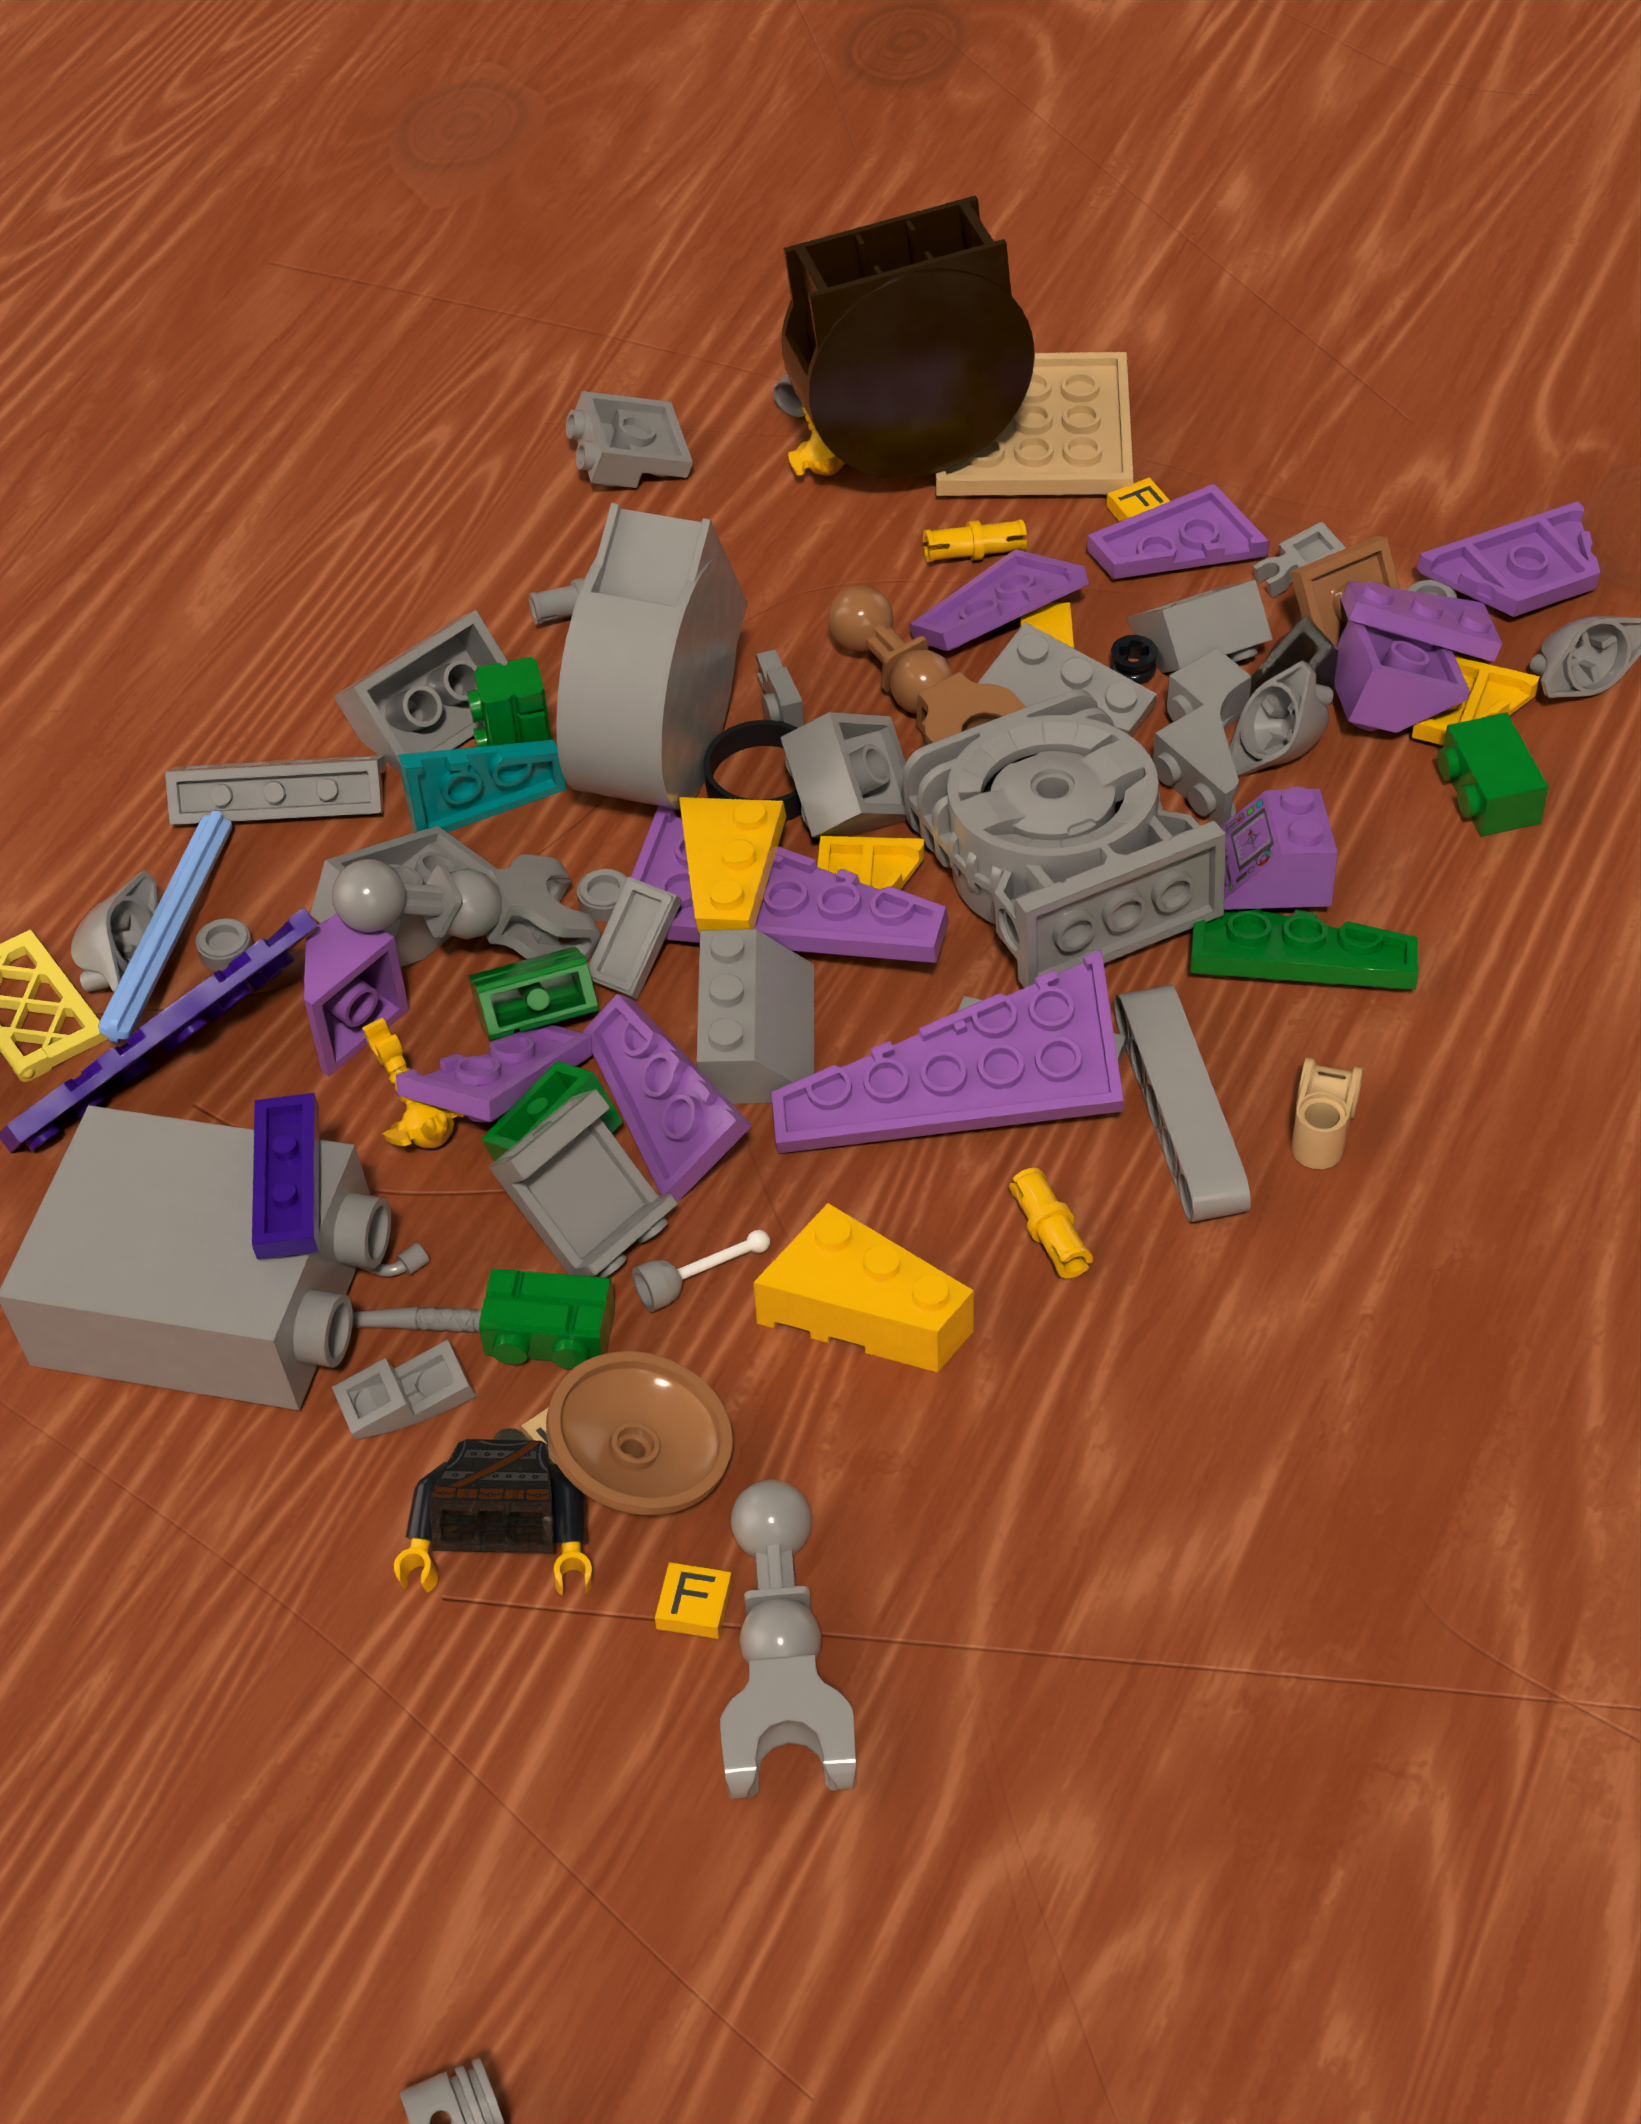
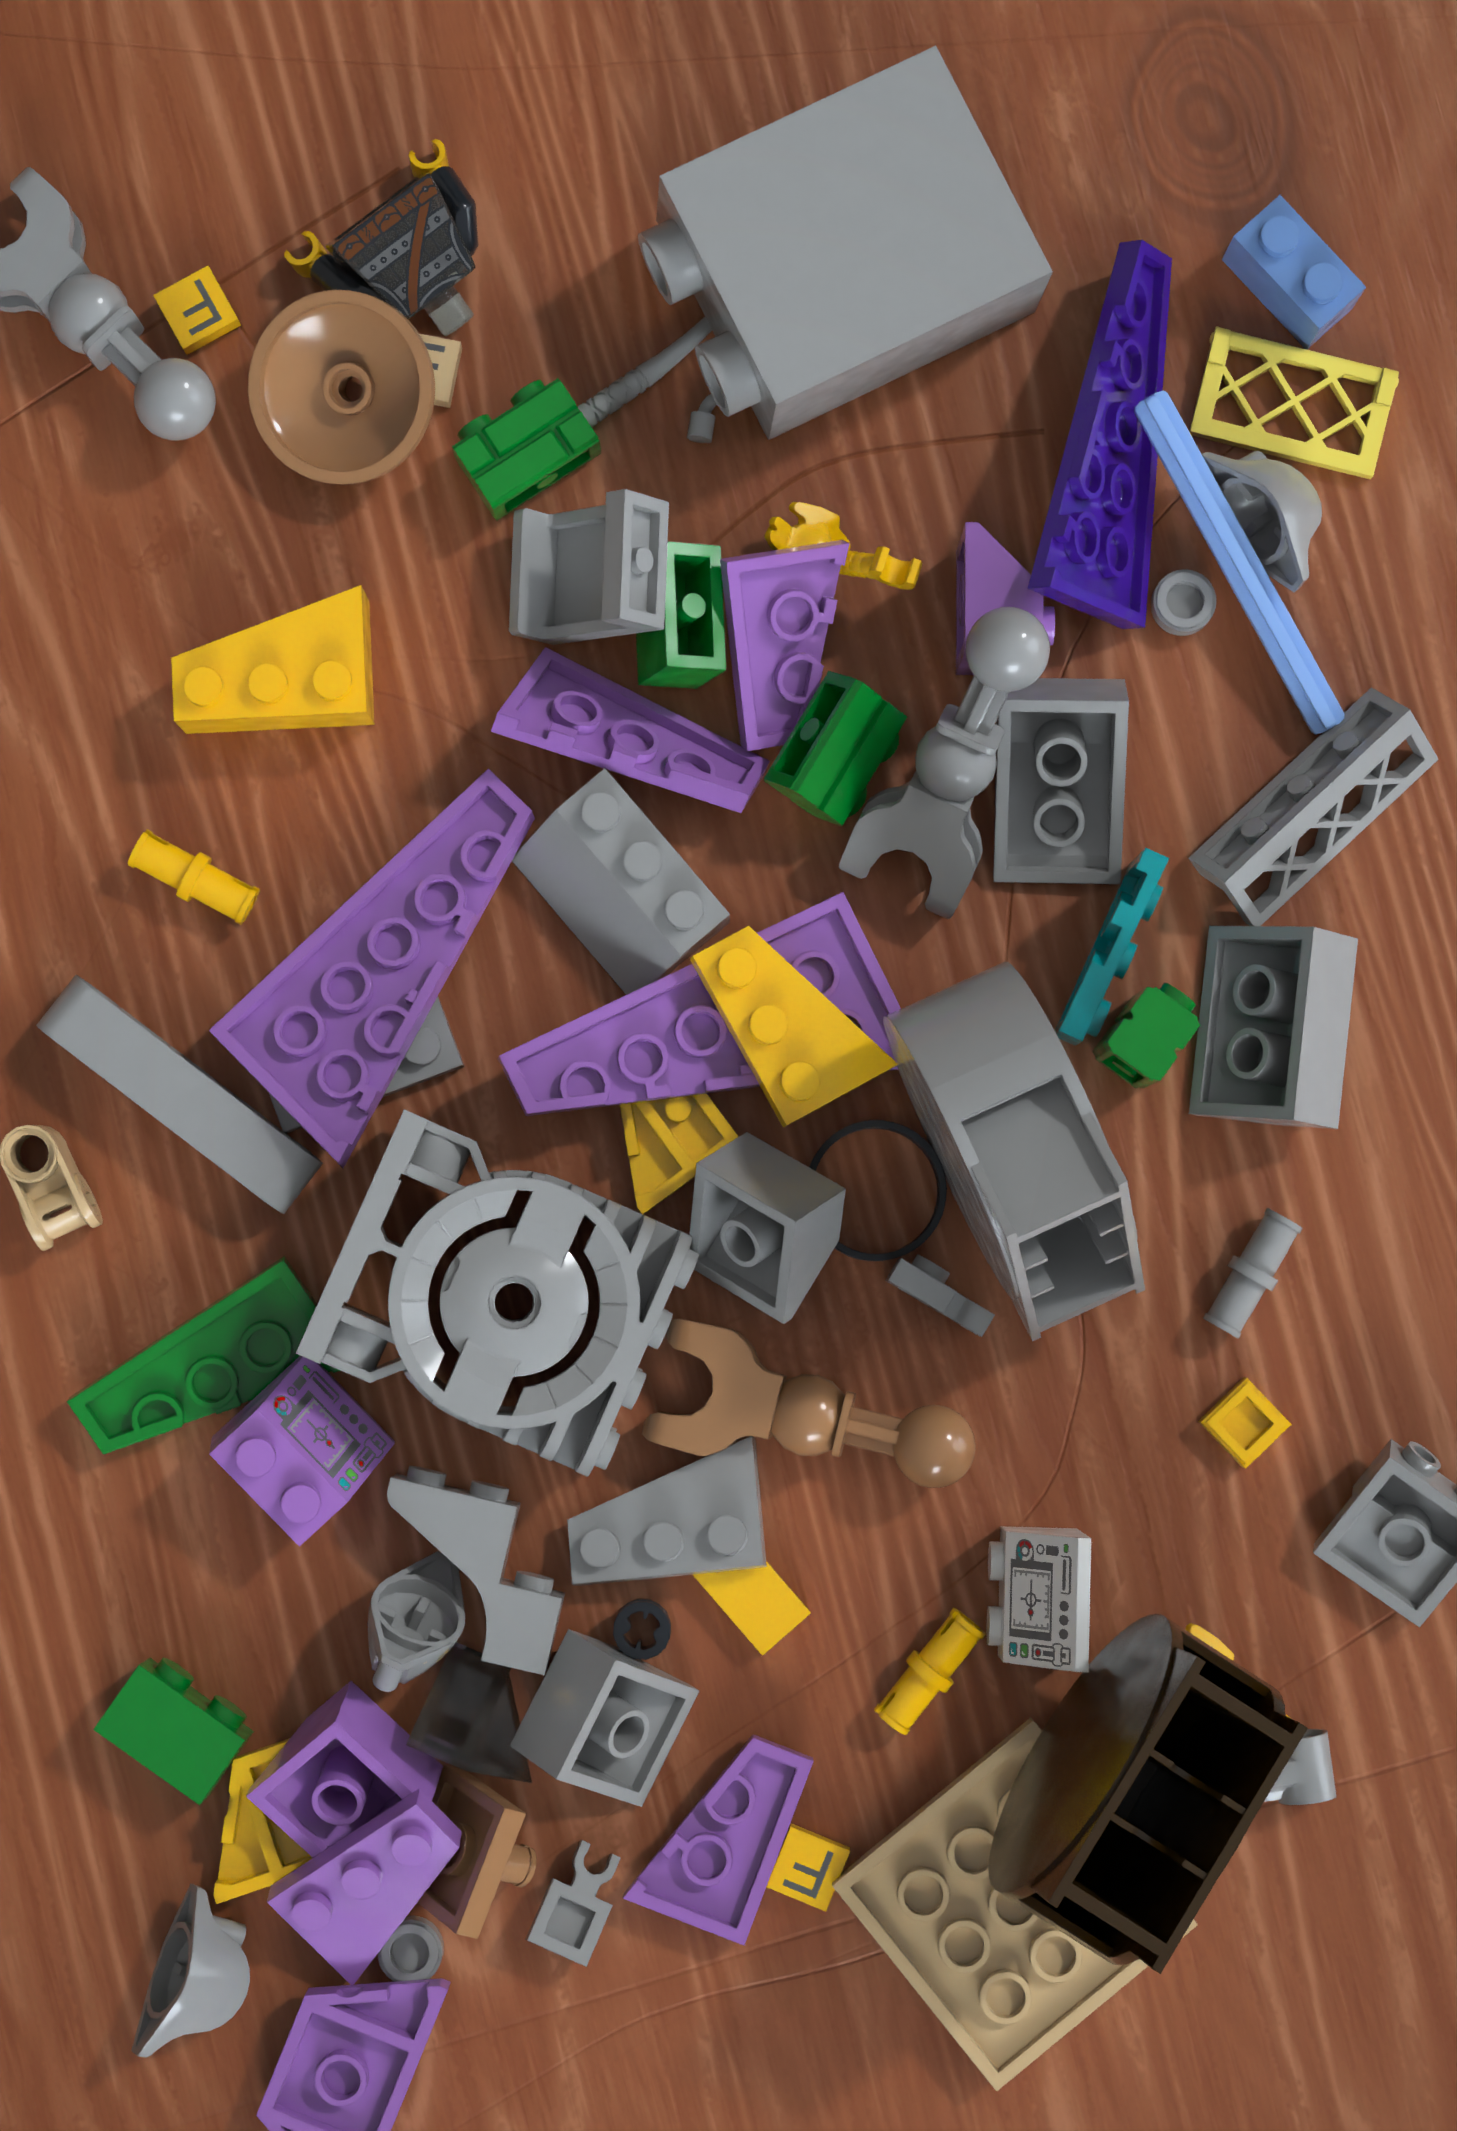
camera: 135 degrees right, 35 degrees up
(286, 1176) = (789, 313): dark purple plate -> none
(394, 1398) = (587, 302): light grey slope -> none
(600, 892) = (895, 931): light grey tile -> none
(633, 938) = (805, 883): light grey tile -> none
(660, 1282) = (468, 563): hinge -> none
(867, 515) = (1041, 1597): none -> white slope
(998, 596) = (833, 1596): medium lavender wing -> none

